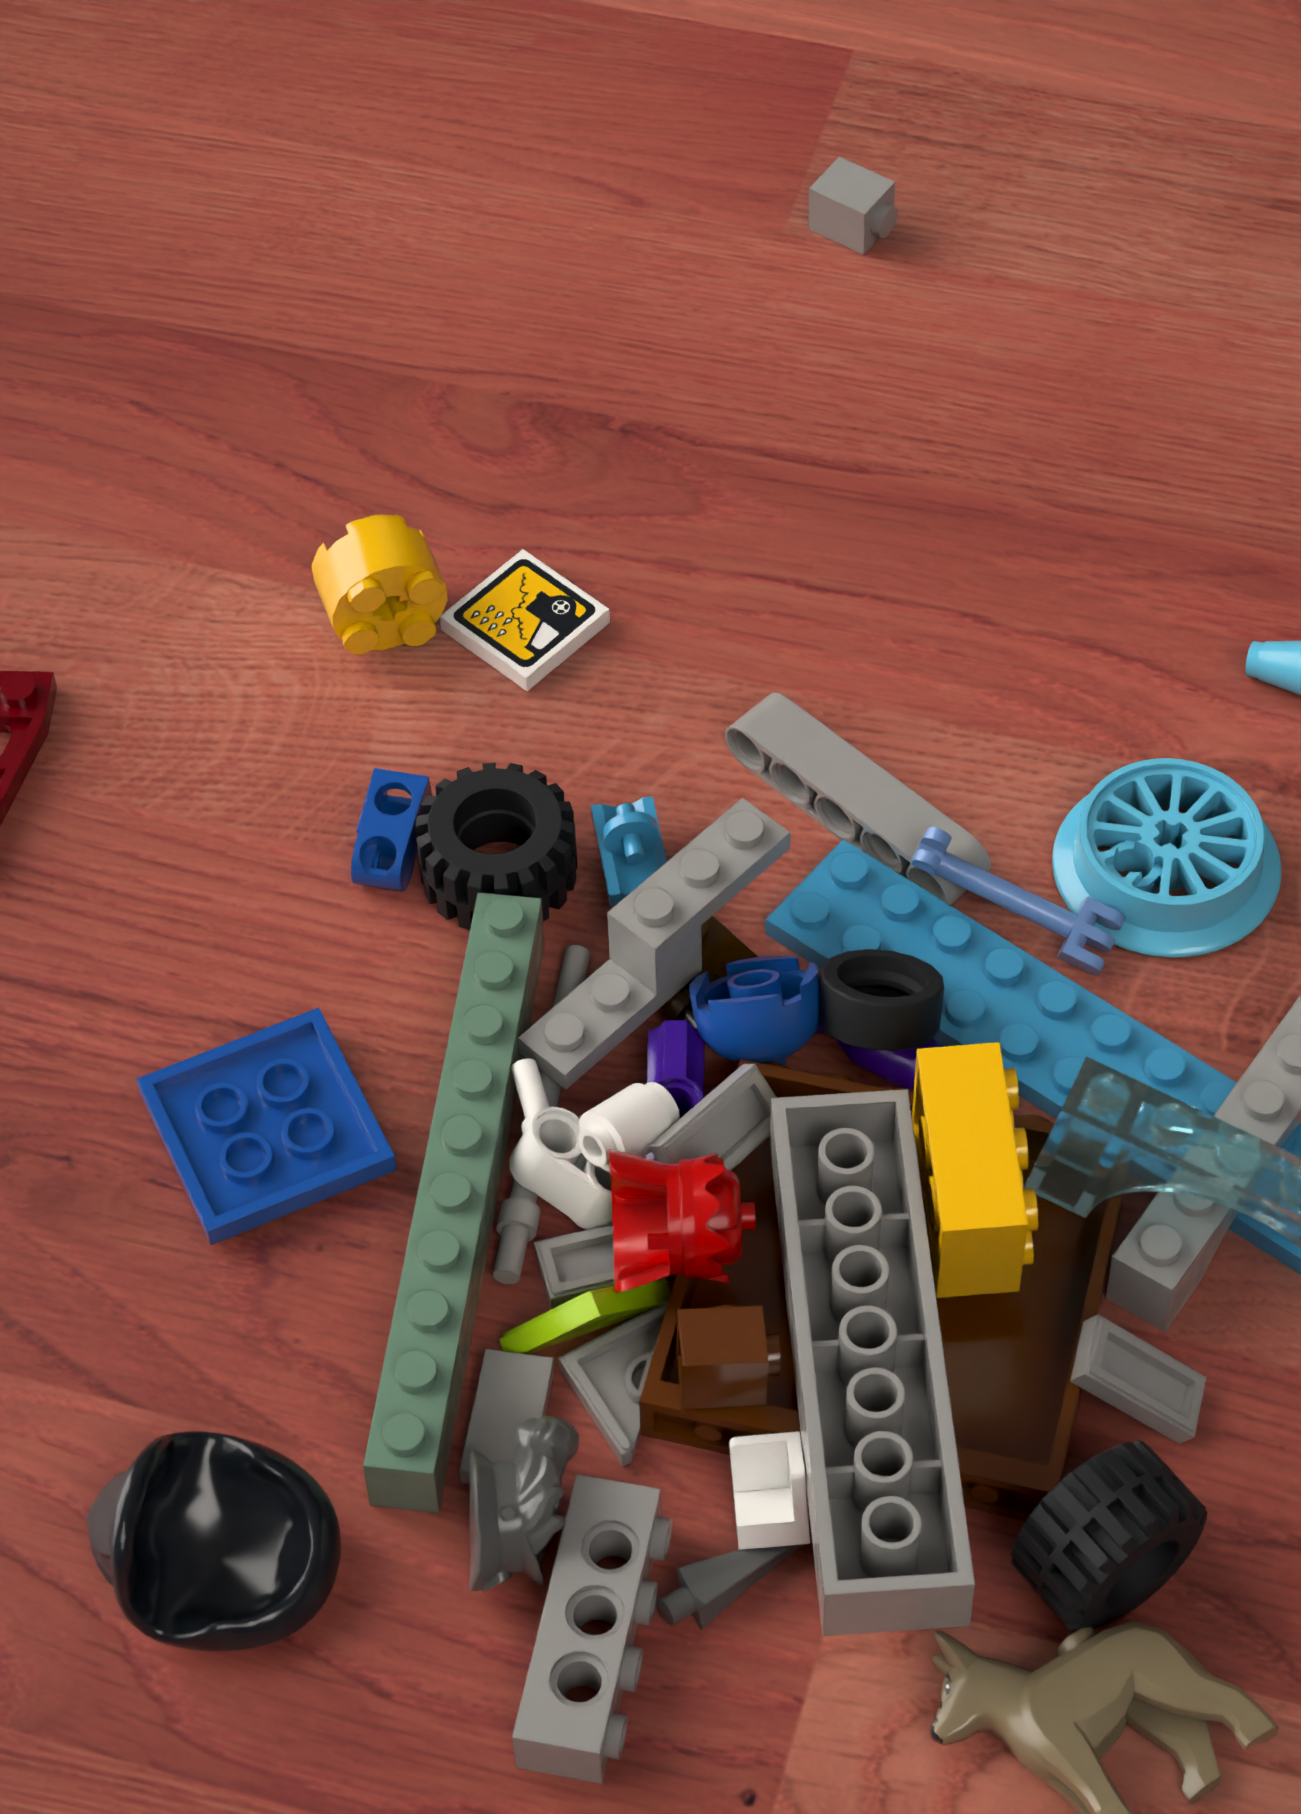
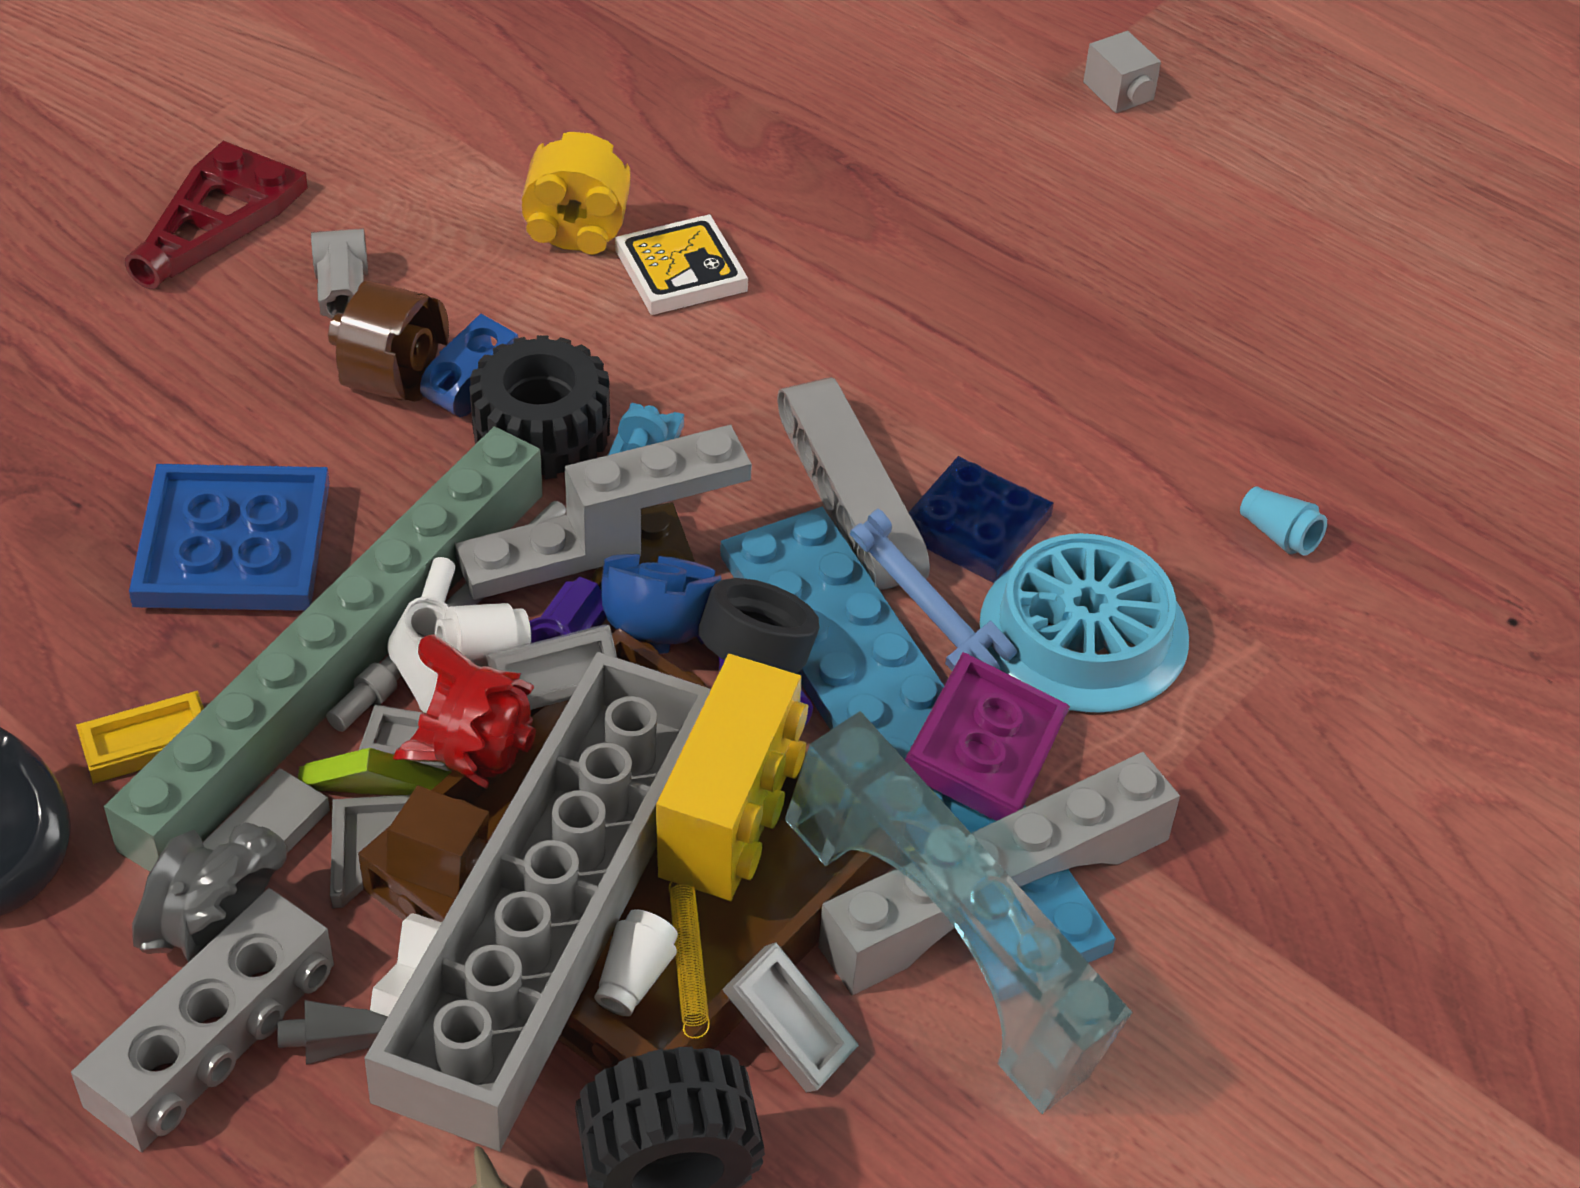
camera: 20 degrees right, 5 degrees down
(170, 768) = (339, 267): none -> light grey piece
(295, 839) = (388, 339): none -> reddish brown brick
(319, 1376) = (134, 736): none -> yellow tile
(978, 1390) = (635, 960): none -> white cone
(999, 785) = (979, 518): none -> clear blue tile
(1031, 1357) = (694, 994): none -> yellow piece
(1156, 1018) = (986, 738): none -> magenta tile

